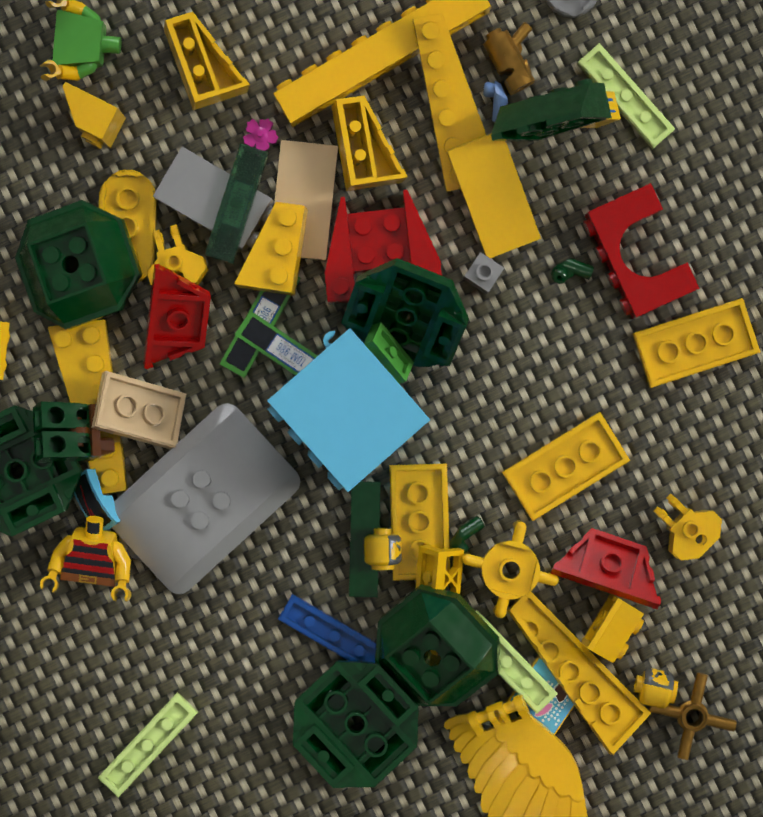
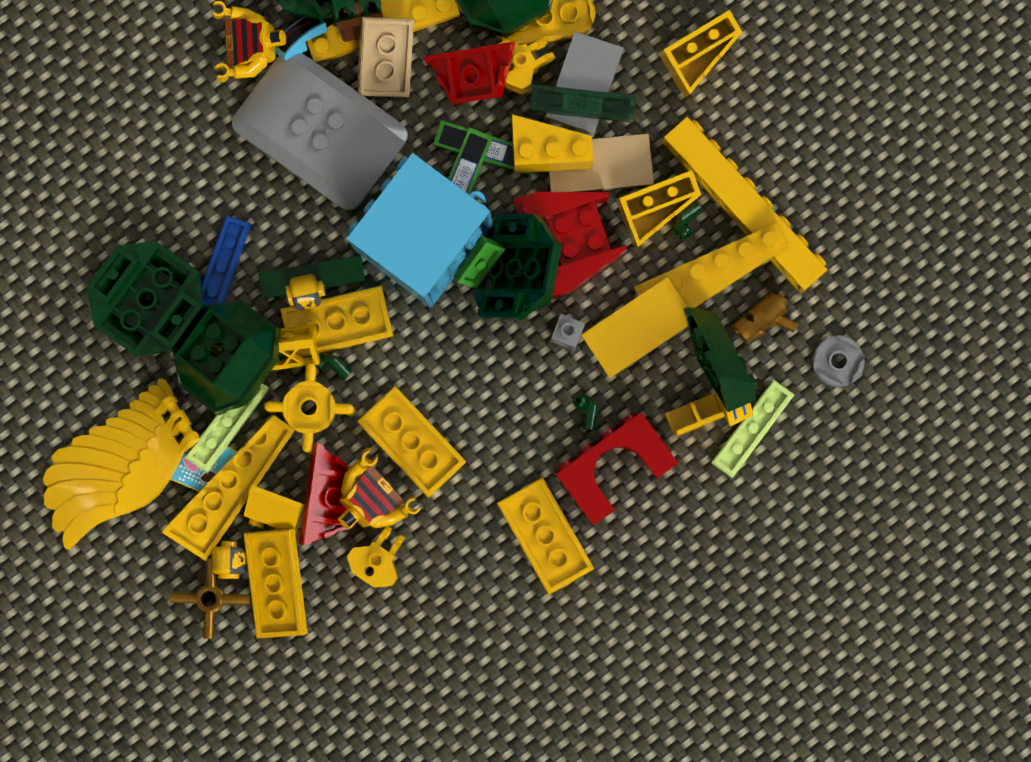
camera: 75 degrees right, 5 degrees down
(147, 744) = (95, 125): yellowish green tile -> none
(260, 134) = (649, 116): dark pink plant -> none
(388, 125) = (681, 224): none -> dark green arm
(499, 97) = (732, 312): medium blue arm -> none
(601, 155) = (694, 415): none -> yellow panel
(622, 521) = (370, 497): none -> torso
(691, 642) = (275, 583): none -> yellow tile

